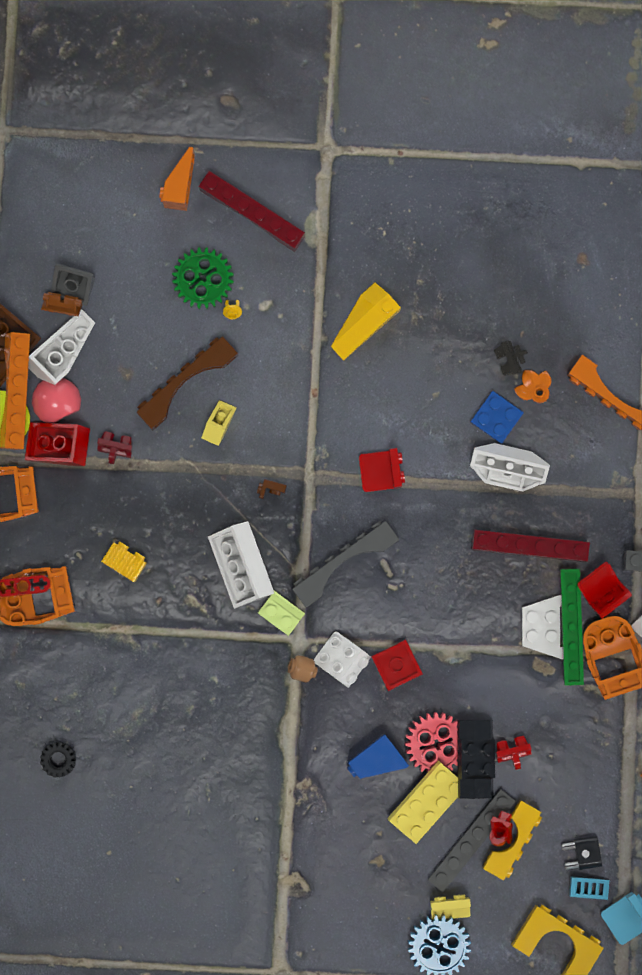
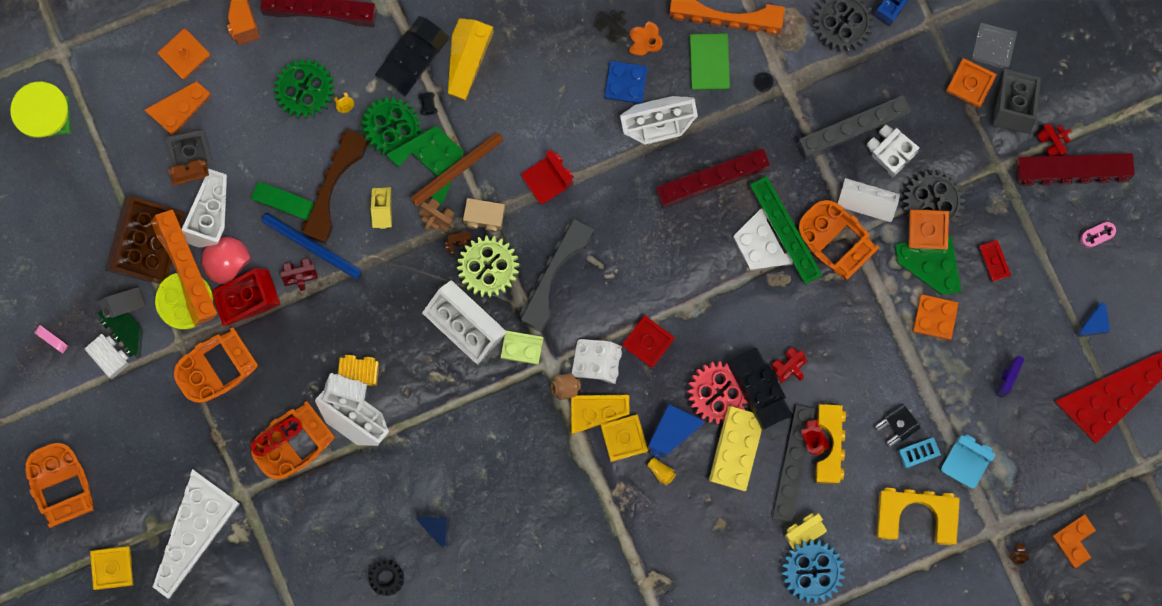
camera: 25 degrees left, 5 degrees down
(82, 239) = (178, 107): none -> orange wing
(99, 601) = (360, 427): none -> white wedge
(102, 576) = (344, 392): none -> white brick
(110, 192) = (184, 54): none -> orange plate
(123, 740) = (437, 528): none -> dark blue slope
(132, 373) = (282, 201): none -> green slope
(139, 426) = (311, 246): none -> blue axle
(260, 456) = (434, 218): none -> medium nougat hips
(263, 371) = (383, 111): none -> green gear
(281, 508) = (501, 277): none -> yellowish green gear
(291, 397) = (434, 151): none -> green wing
(303, 422) = (456, 169): none -> dark orange axle
(307, 348) = (427, 104): none -> black bush
(307, 476) = (484, 214): none -> tan brick
(315, 296) = (412, 55): none -> black piece
(319, 704) = (594, 410): none -> yellow wing
(331, 741) = (624, 438): none -> yellow plate
(349, 788) = (661, 471): none -> yellow cone
(582, 436) = (709, 62): none -> bright green tile
(603, 590) = (796, 184): red bracket -> none
(622, 479) = (763, 82): none -> black tile

